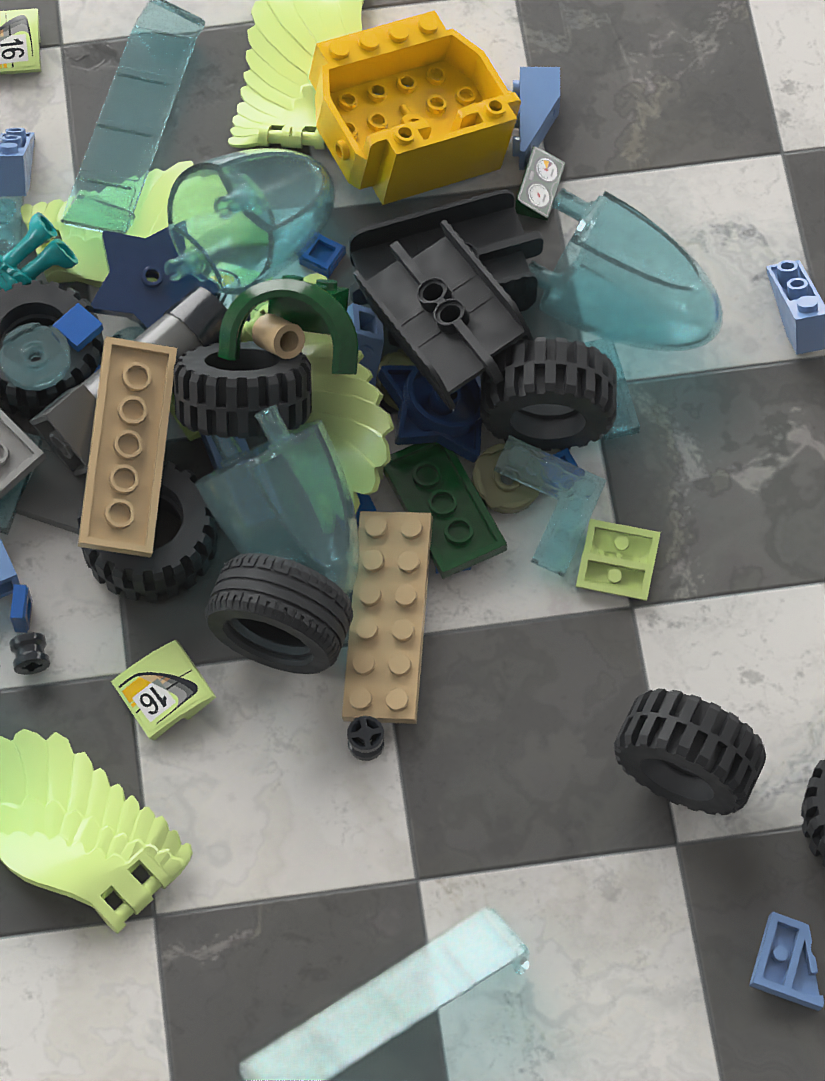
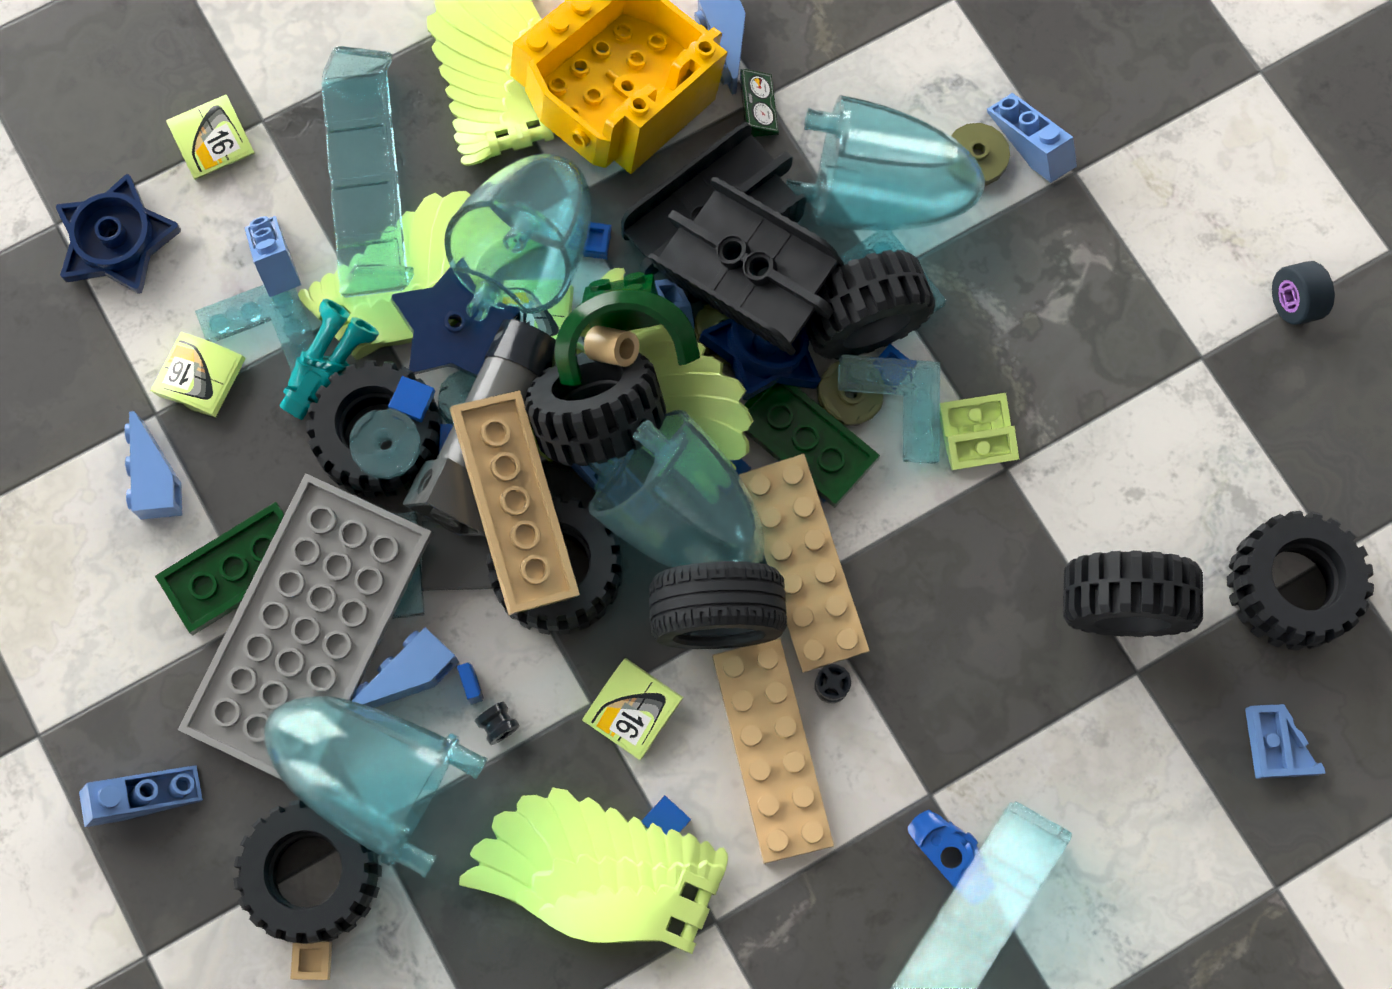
camera: 25 degrees left, 10 degrees up
(152, 796) = (666, 816): none -> blue tile
(280, 780) = (772, 751): none -> tan plate
(401, 913) = (935, 834): none -> blue piece
(751, 314) = (991, 143): none -> olive plate

